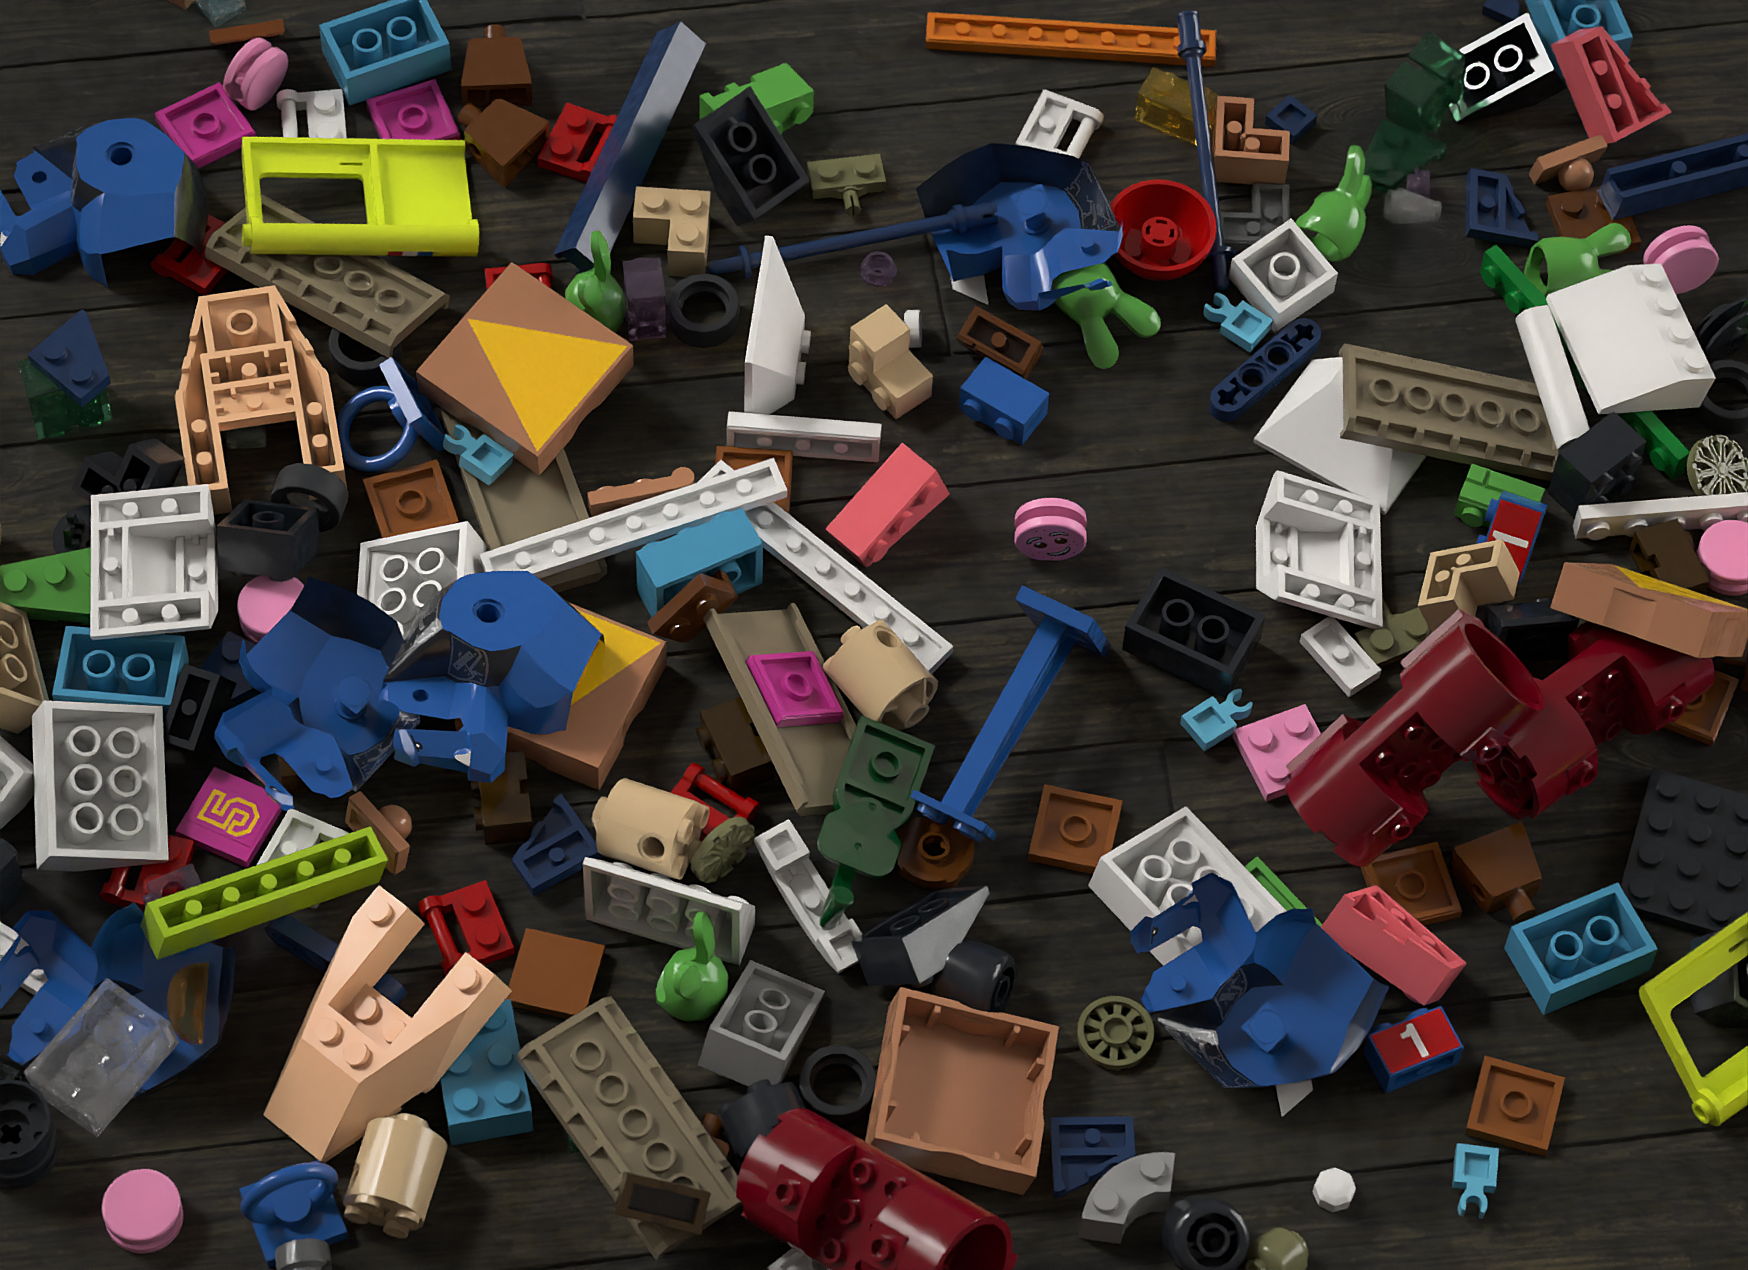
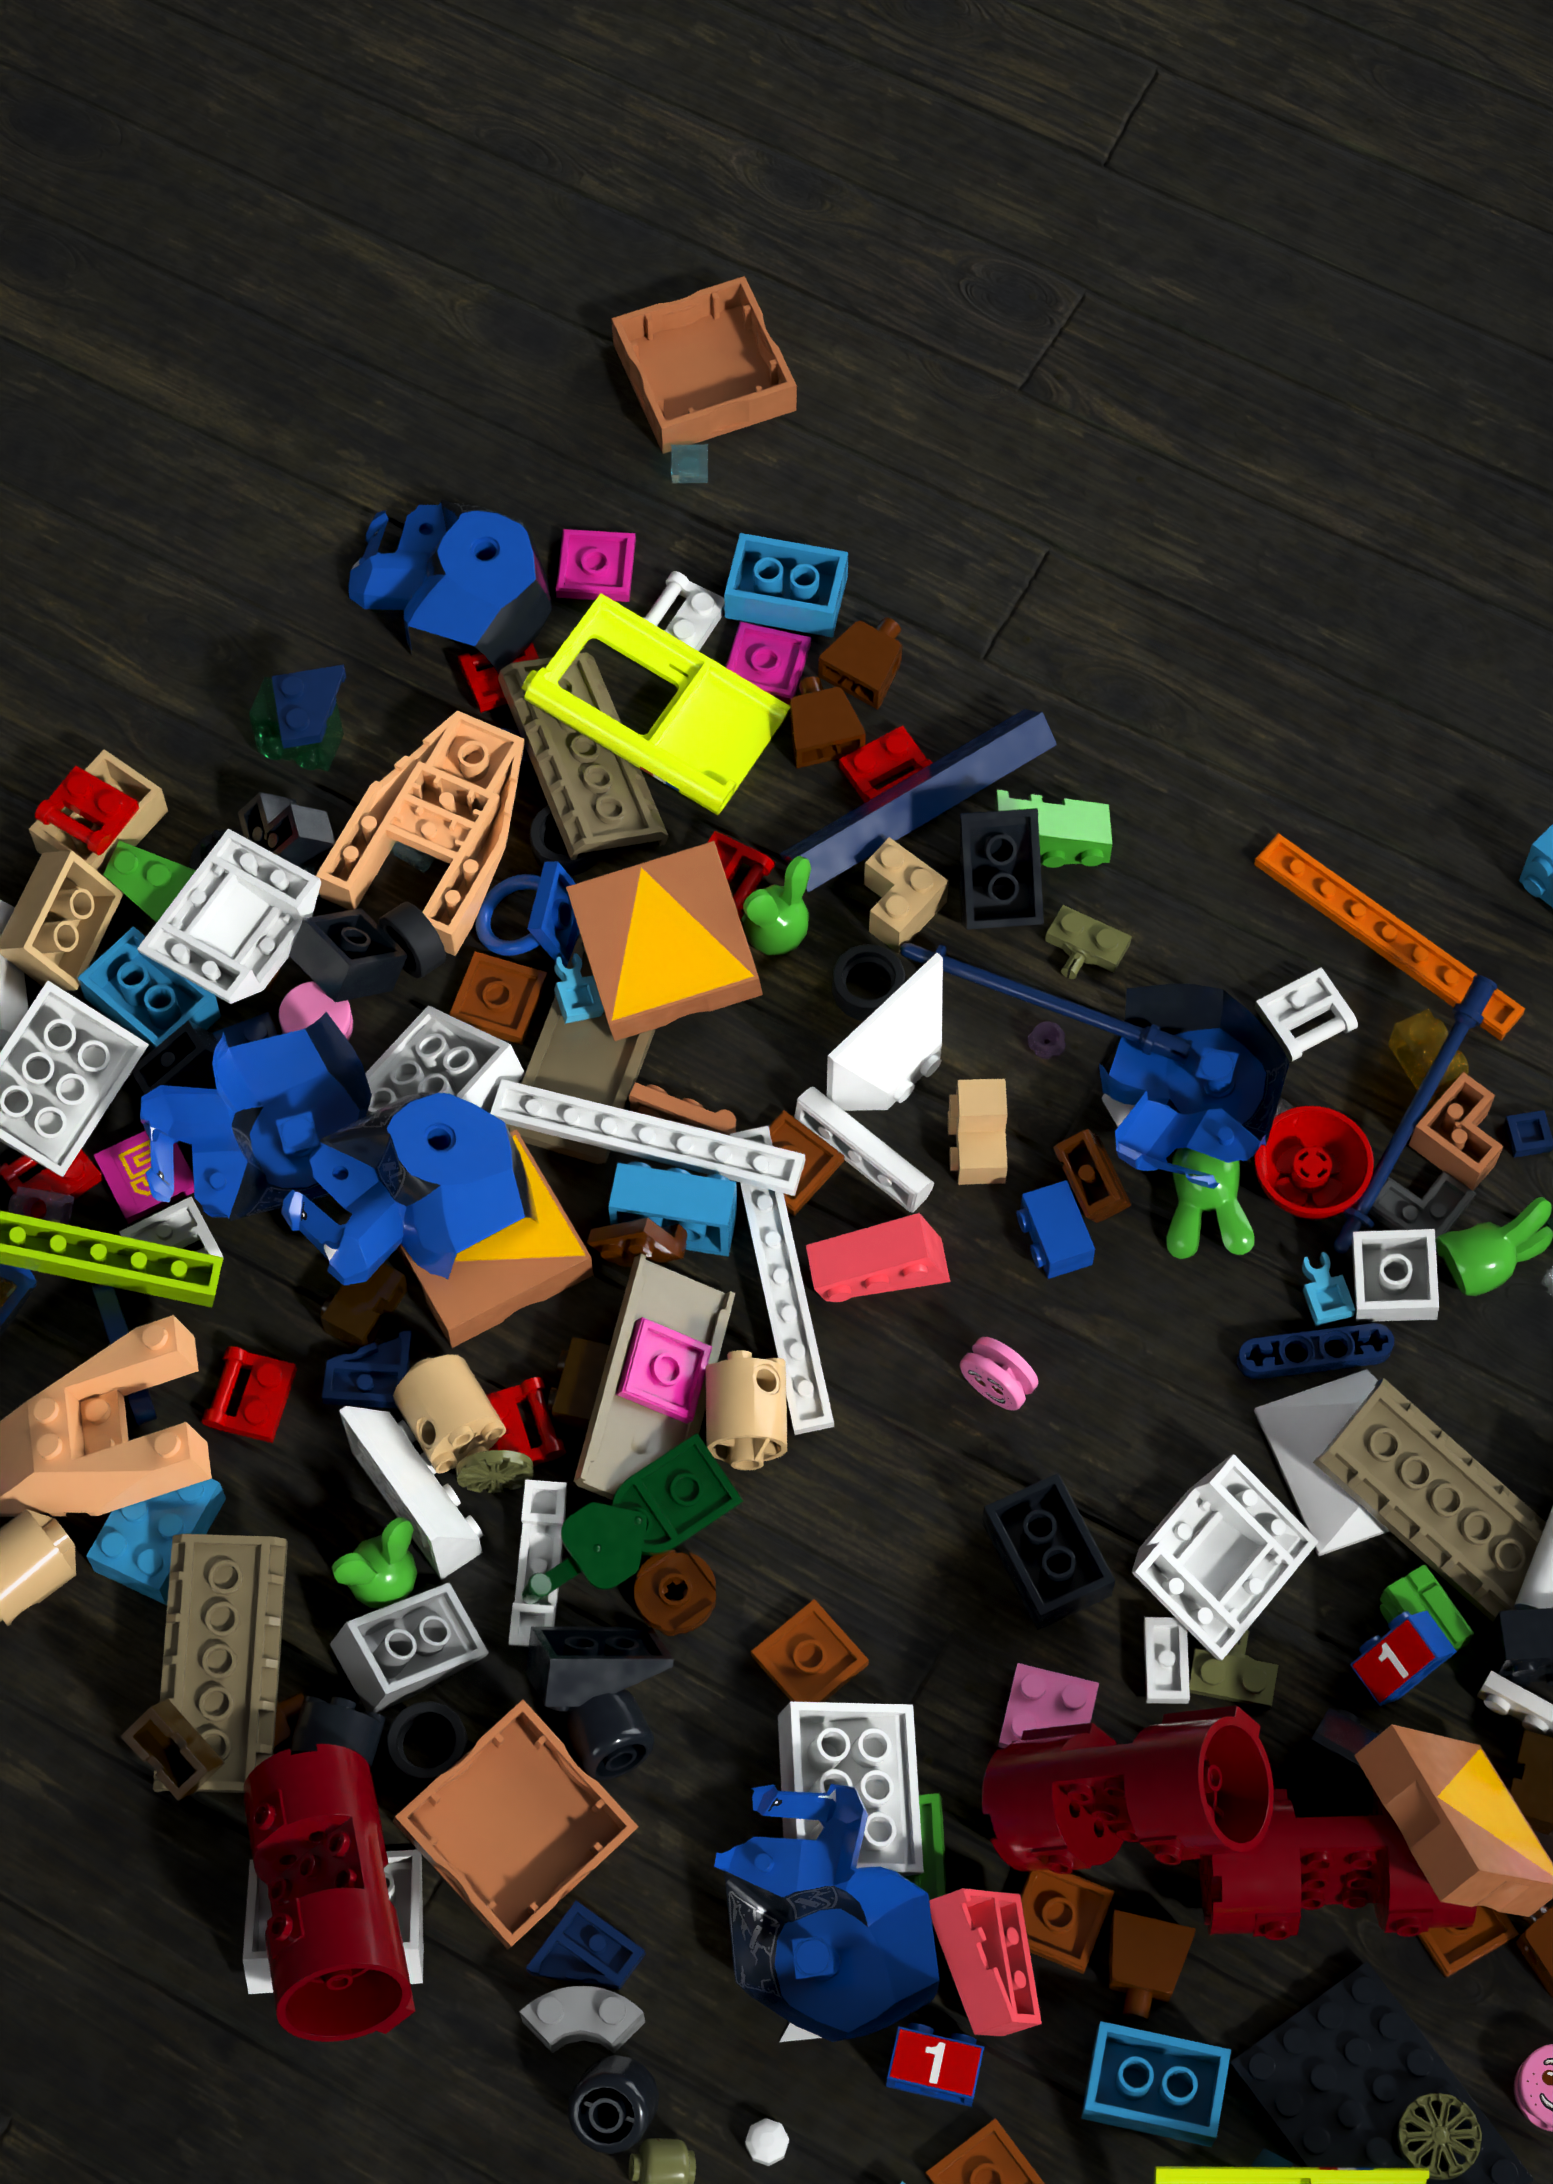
camera: 40 degrees right, 5 degrees up
(246, 32) = (683, 503): dark orange tile -> none
(255, 73) = (662, 544): bright pink head -> none
(389, 824) = (249, 1264): nougat tile -> none
(555, 974) = (286, 1484): dark orange tile -> none
(644, 299) = (818, 940): clear purple brick -> none
(913, 320) = (1032, 1113): white tile -> none
(1056, 636) = (913, 1472): blue piece -> none
(1115, 1032) = (695, 1862): olive wheel -> none
(1214, 721) = (1003, 1642): medium azure plate -> none
(1467, 579) = (1320, 1668): tan brick -> none

